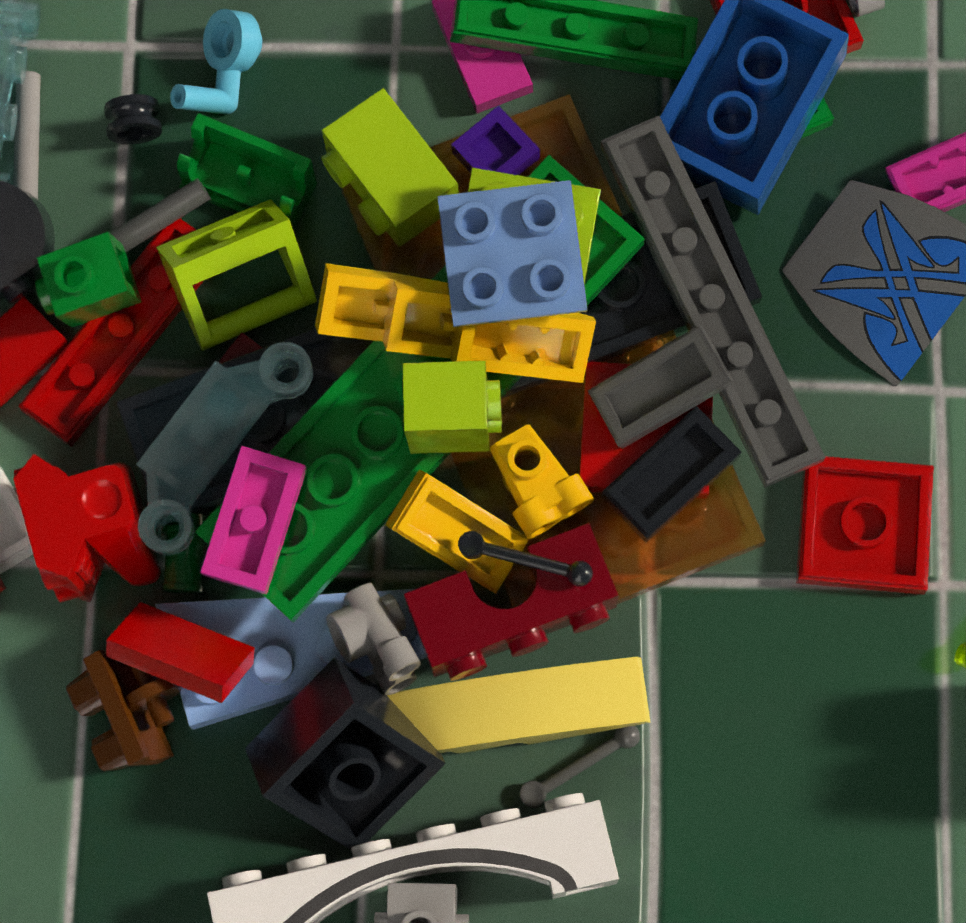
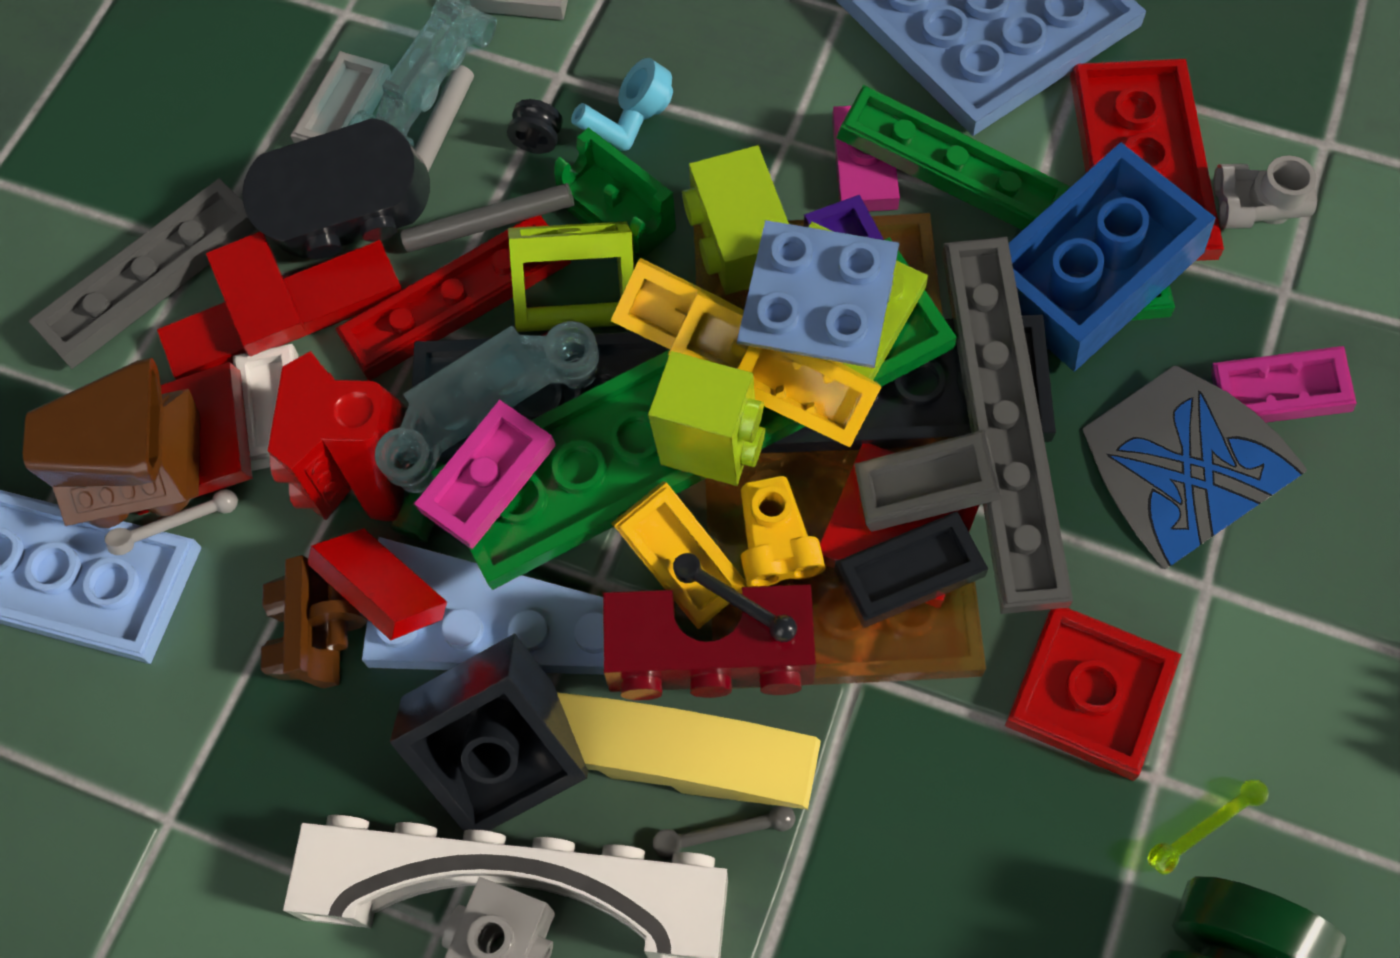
camera: 20 degrees right, 10 degrees down
(86, 280) = (434, 234): green brick -> none
(372, 628) = (565, 620): light grey plate -> none

